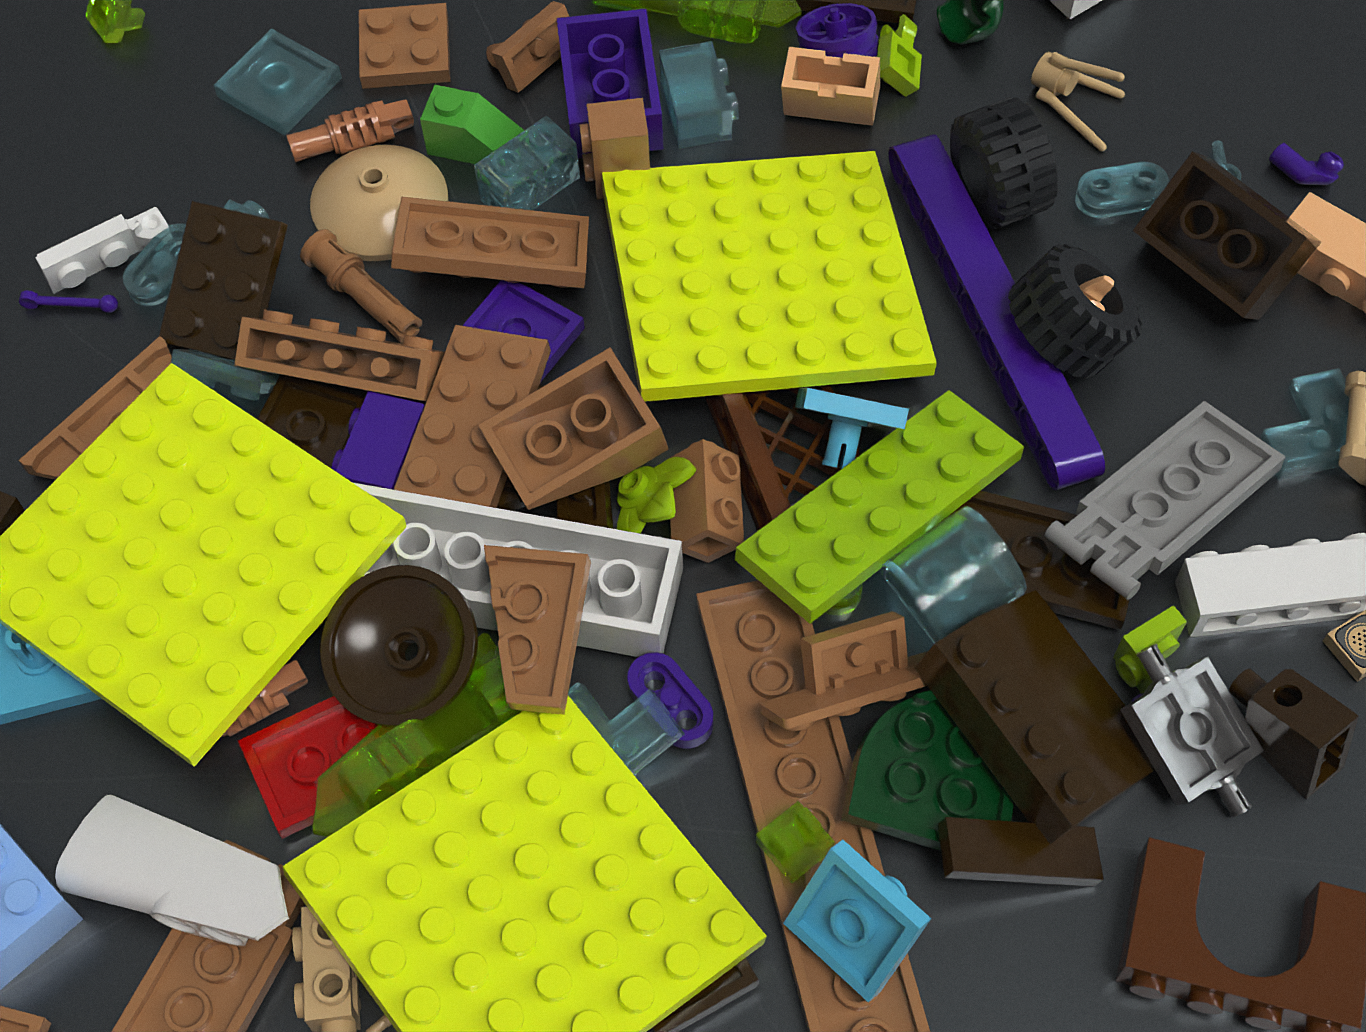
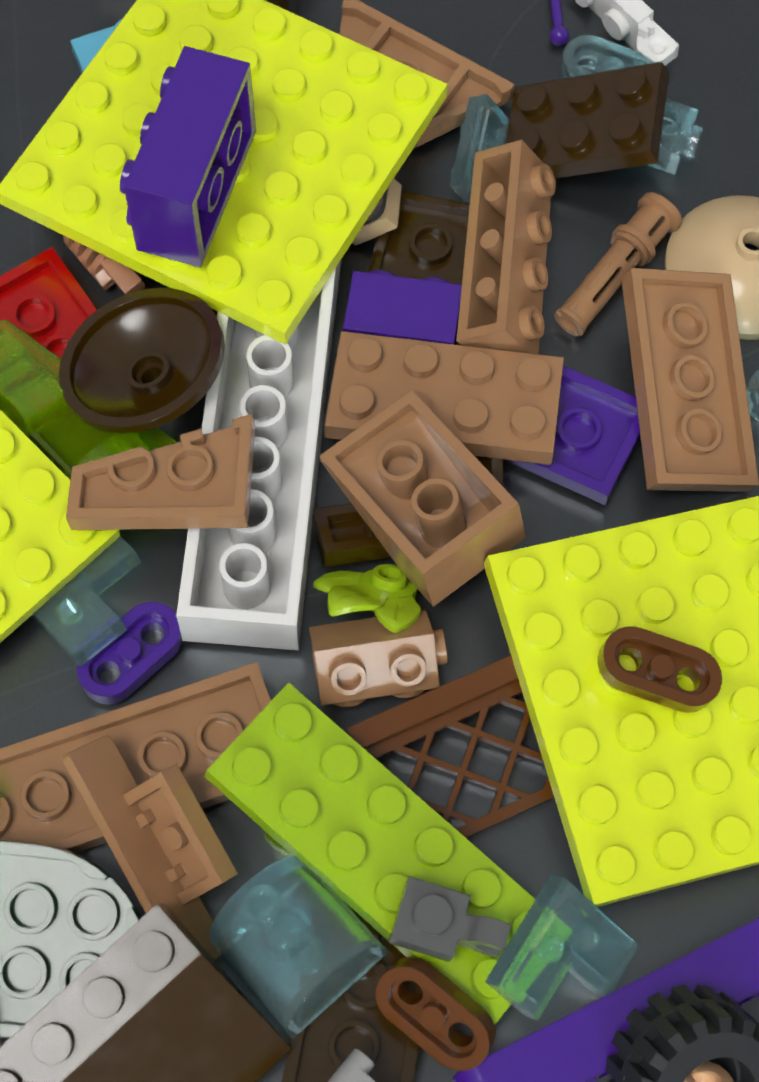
camera: 80 degrees right, 5 degrees up
(224, 547) = (189, 155): none -> dark purple brick
(752, 287) = (657, 667): none -> reddish brown plate
(847, 418) = (499, 801): medium azure tile -> none
(950, 461) = (436, 921): none -> dark grey plate
(969, 390) = (558, 937): none -> clear light blue tile
(1012, 482) = (432, 1016): none -> reddish brown plate

